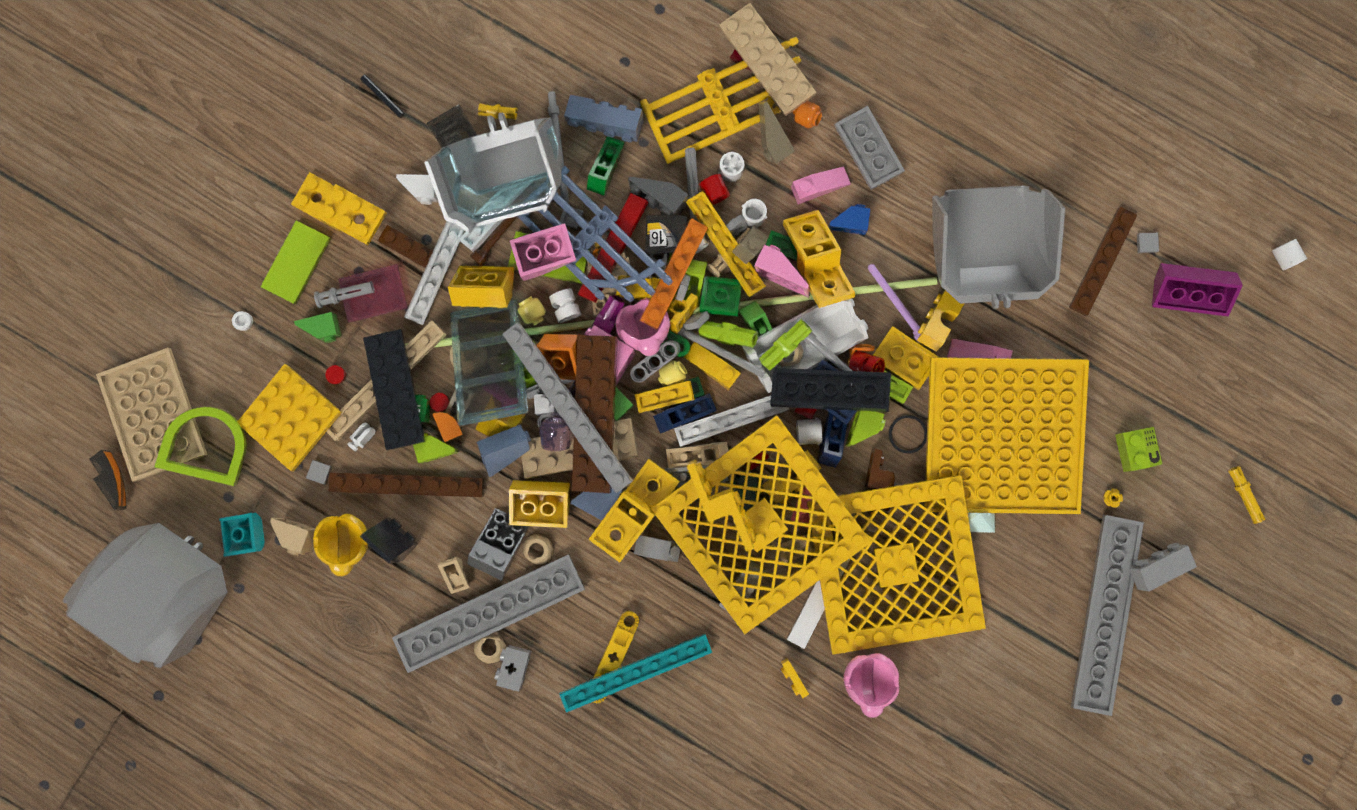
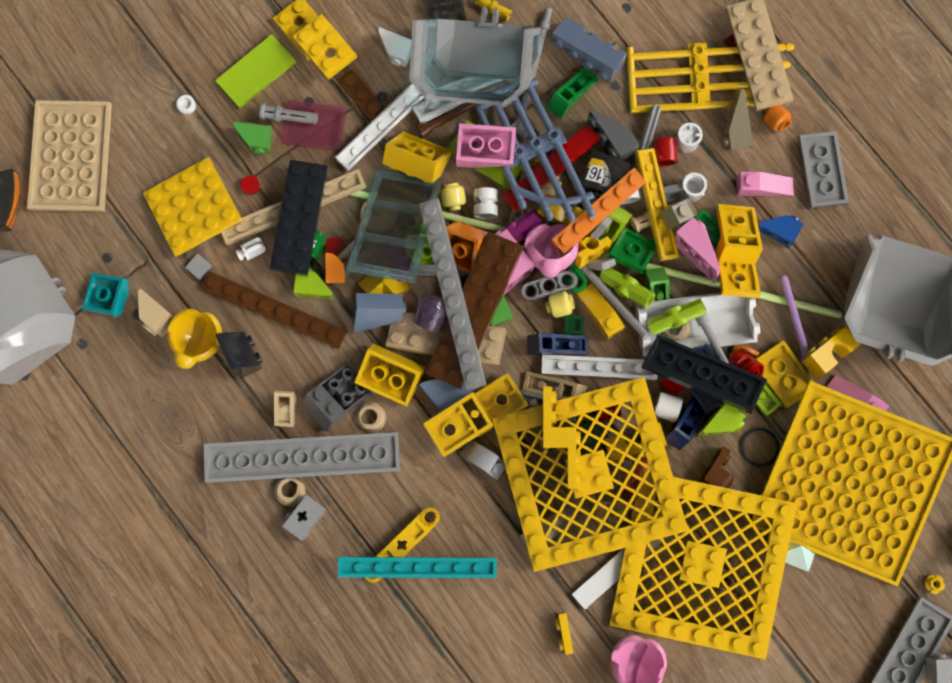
camera: 15 degrees right, 5 degrees down
(163, 460) = (78, 181): lime window -> none
(543, 405) = (430, 285): white brick -> none
(664, 397) = (545, 322): yellow plate -> none

